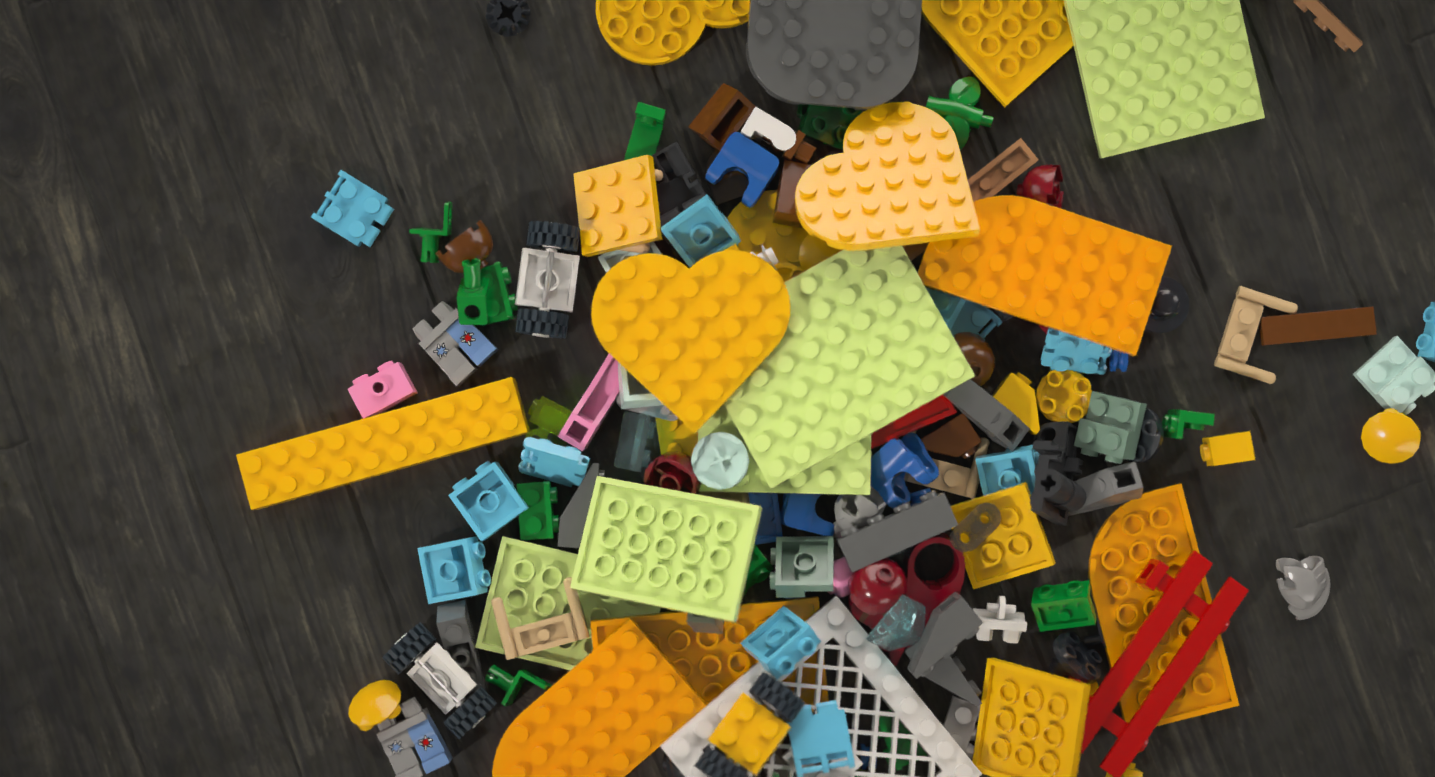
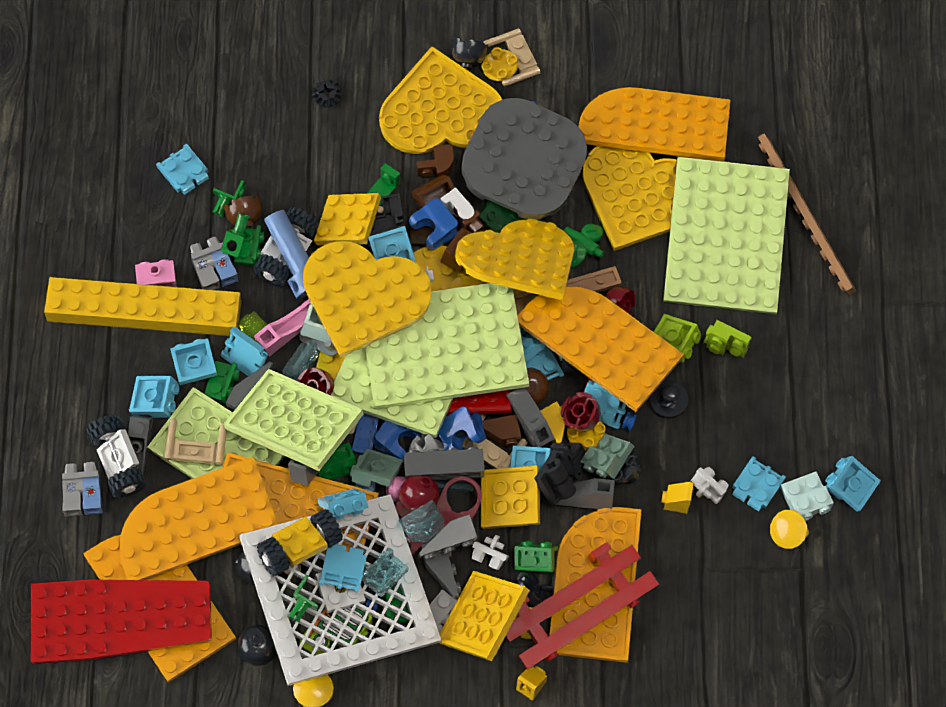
camera: 15 degrees right, 20 degrees down
(375, 704) = (69, 456): yellow dish -> none
(513, 684) = (161, 479): green bracket -> none
(557, 286) = (290, 248): none -> medium blue piece
(716, 66) = (440, 165): none -> reddish brown brick
(720, 460) = (349, 381): light aqua tile -> none
(877, 720) = (384, 572): none -> clear light blue bracket
(974, 528) = (493, 479): clear smoke plate -> none
(1055, 381) = (581, 412): none -> dark red cylinder
(1139, 208) = (679, 334): none -> lime plate
(1177, 420) = (659, 468): green bracket -> none
(1207, 190) = (724, 337): none -> lime plate
(1242, 330) = (716, 433): tan plate -> none
(1258, 415) = (708, 486): none -> white hips
(1304, 586) = (699, 602): light grey helmet -> none
(1317, 326) = (766, 448): reddish brown tile -> none
(1322, 383) = (757, 484): none -> medium azure plate

